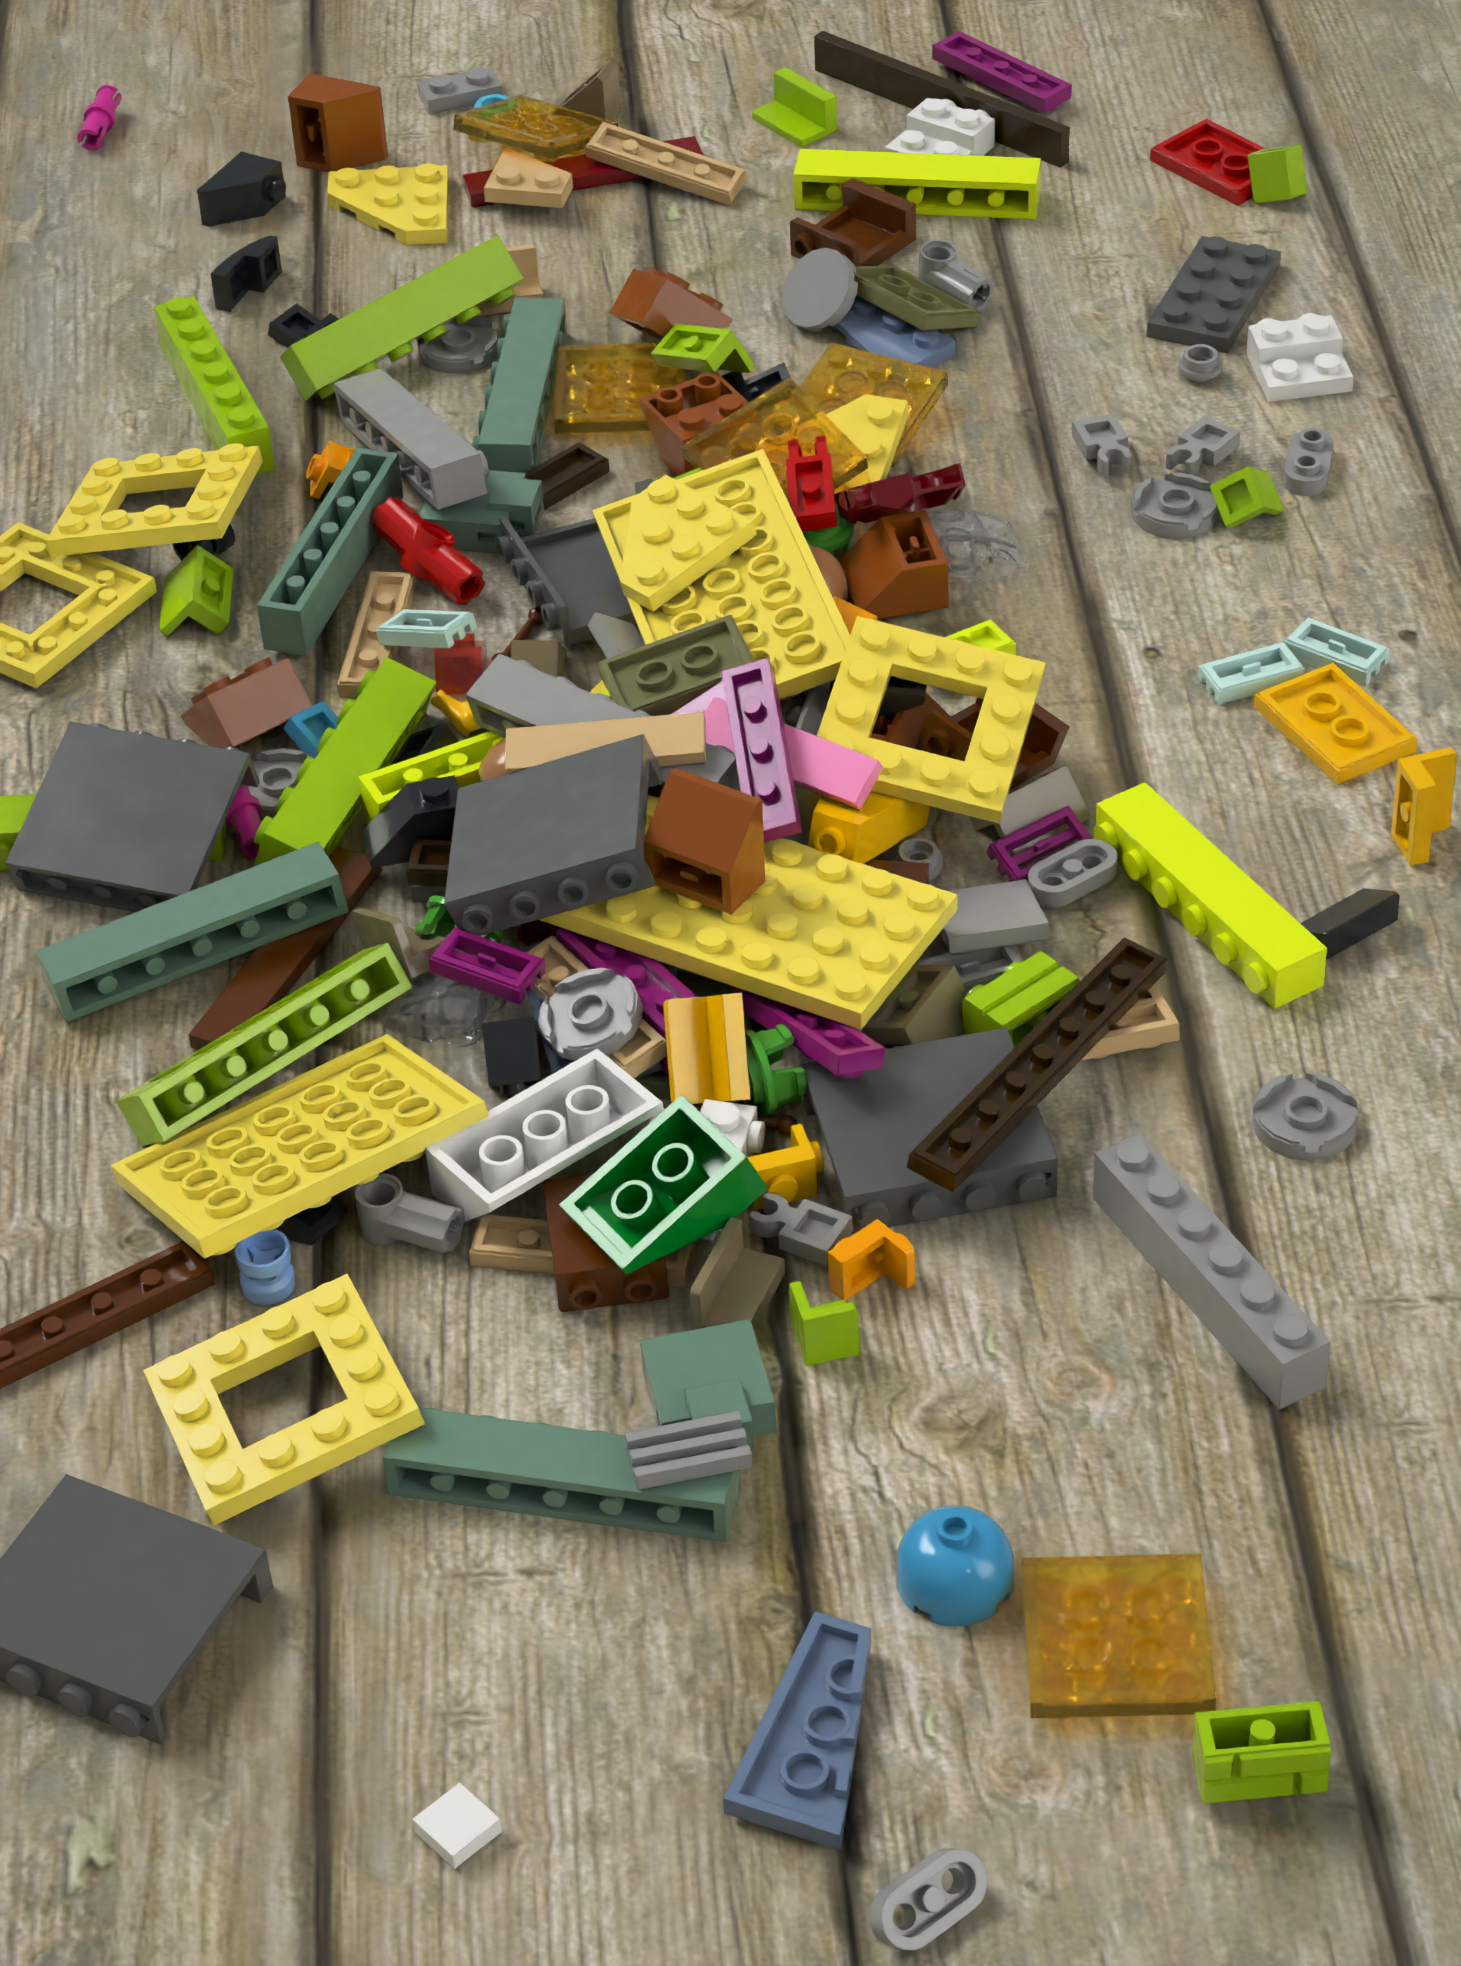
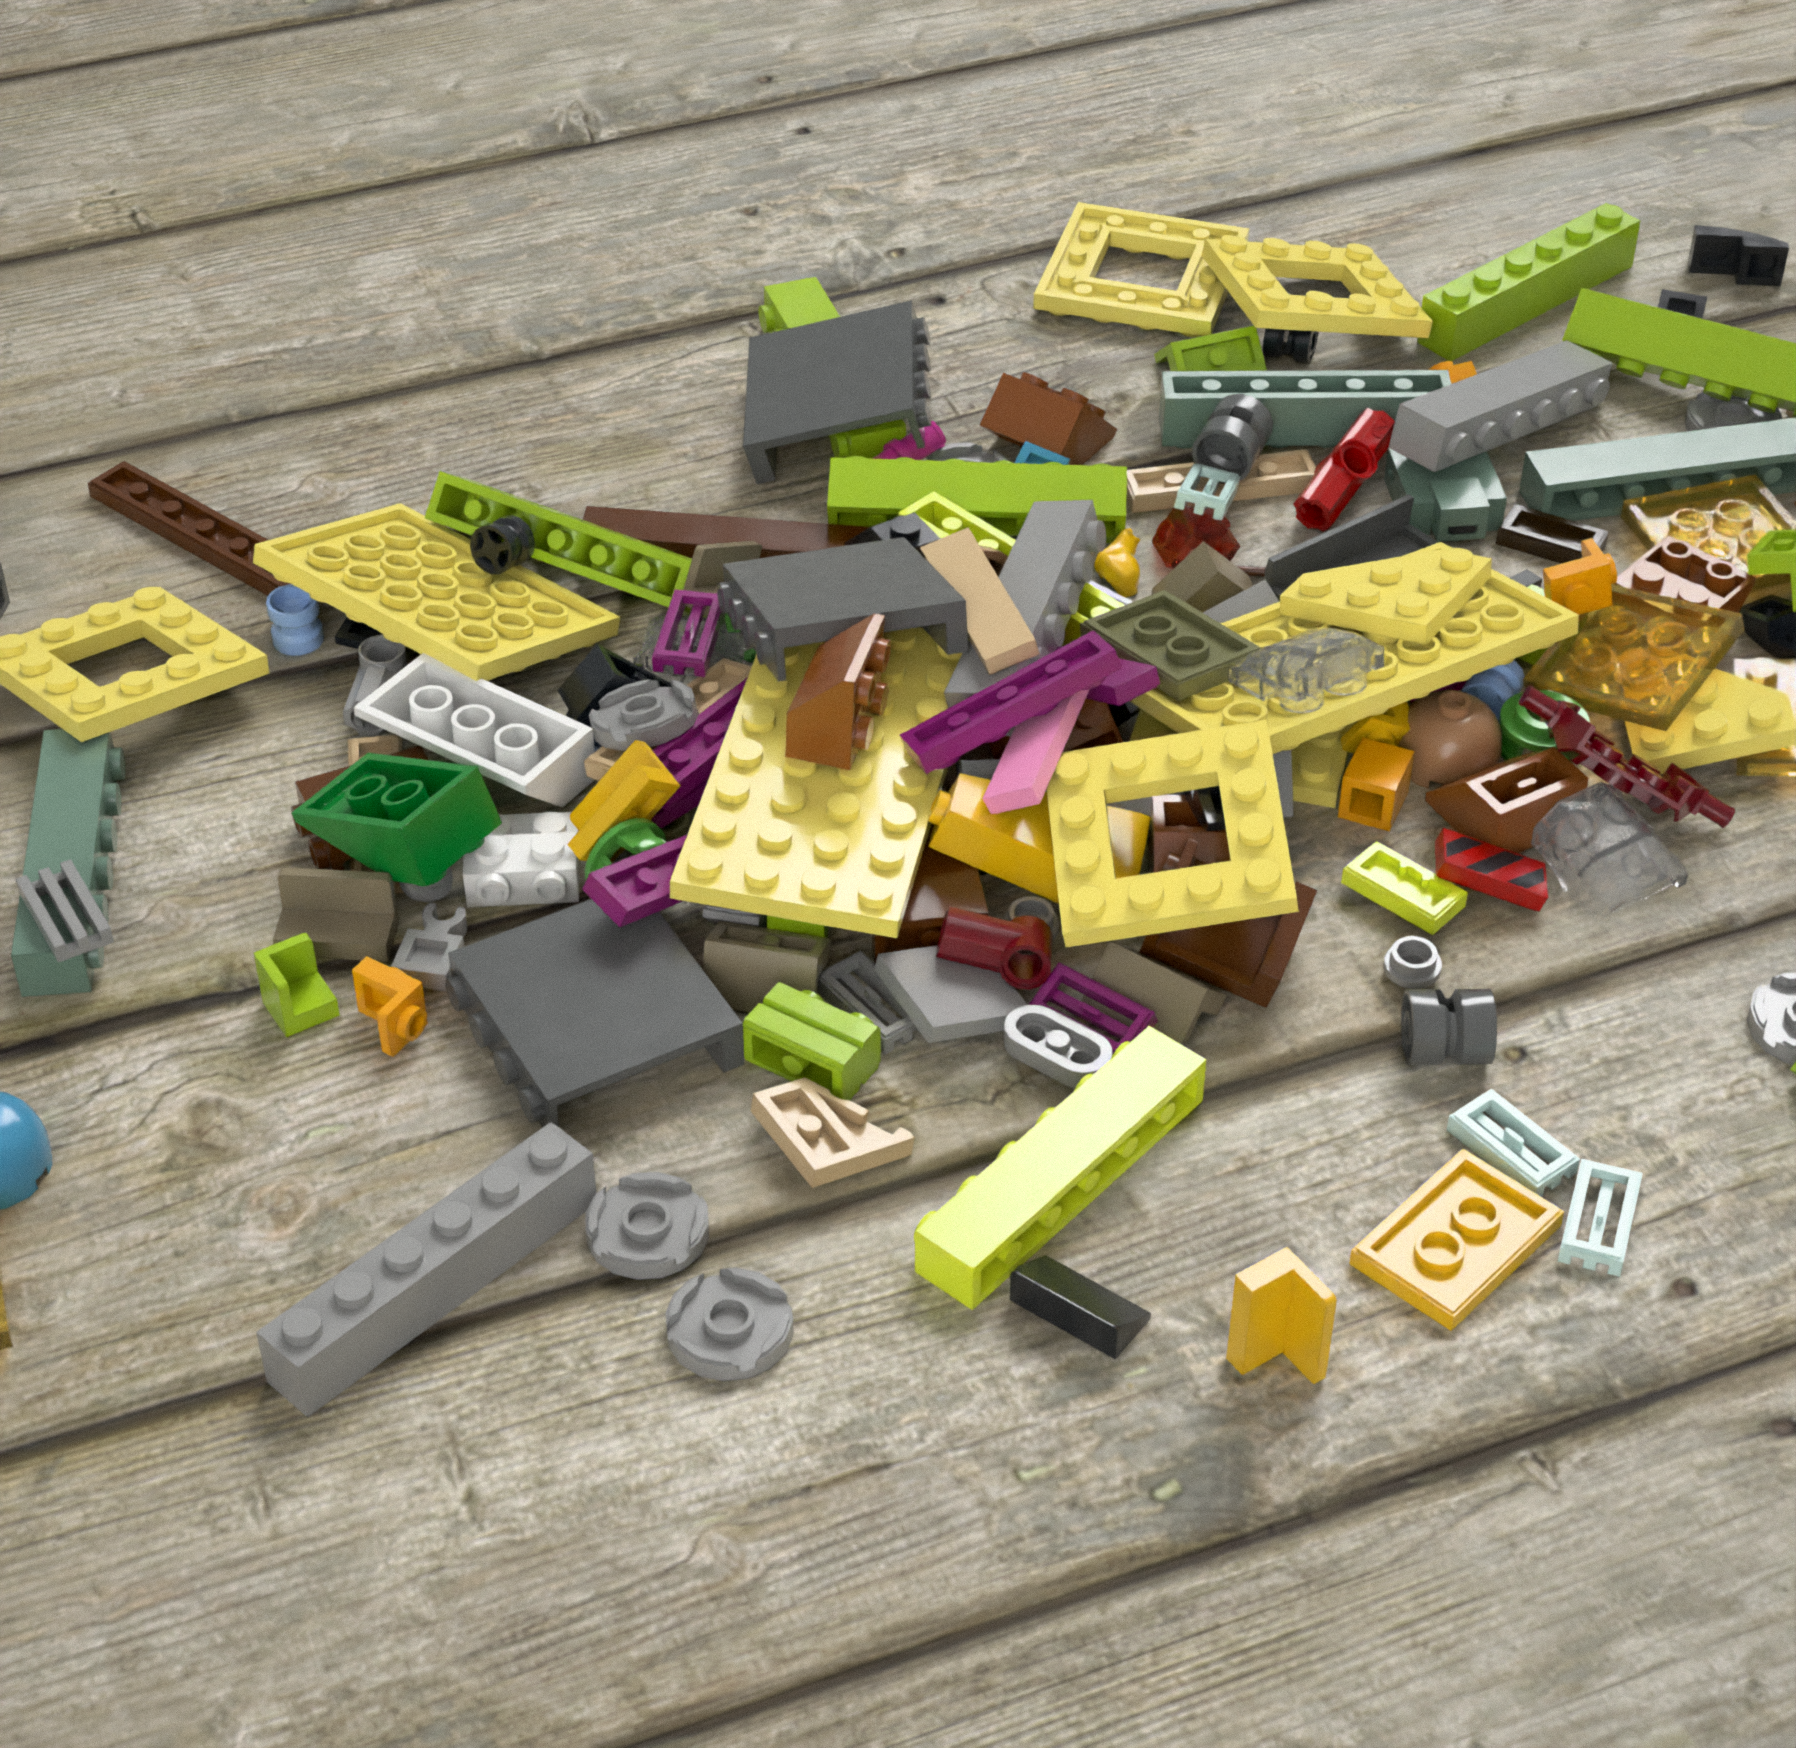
camera: 70 degrees right, 0 degrees up
(192, 931) = (710, 467): sand green brick -> none
(277, 1078) = (498, 556): none -> black wheel
(363, 592) = (1234, 435): none -> dark grey wheel
(693, 439) = (1584, 582): none -> light orange bracket
(709, 1375) = (190, 931): sand green piece -> none
(777, 592) = (1306, 665): none -> clear slope
(790, 1170) = (495, 913): yellow bracket -> none
(811, 486) = (1581, 676): red hinge -> none
(966, 864) = (993, 945): none -> dark red piece
(969, 602) = (1491, 870): none -> red tile
(1036, 1065) = (693, 1056): dark brown tile -> none
(1057, 669) = (1412, 963): none -> light grey plate
(1138, 663) = (1448, 1026): none -> dark grey wheel
(1191, 1141) = (647, 1226): none -> light grey tile

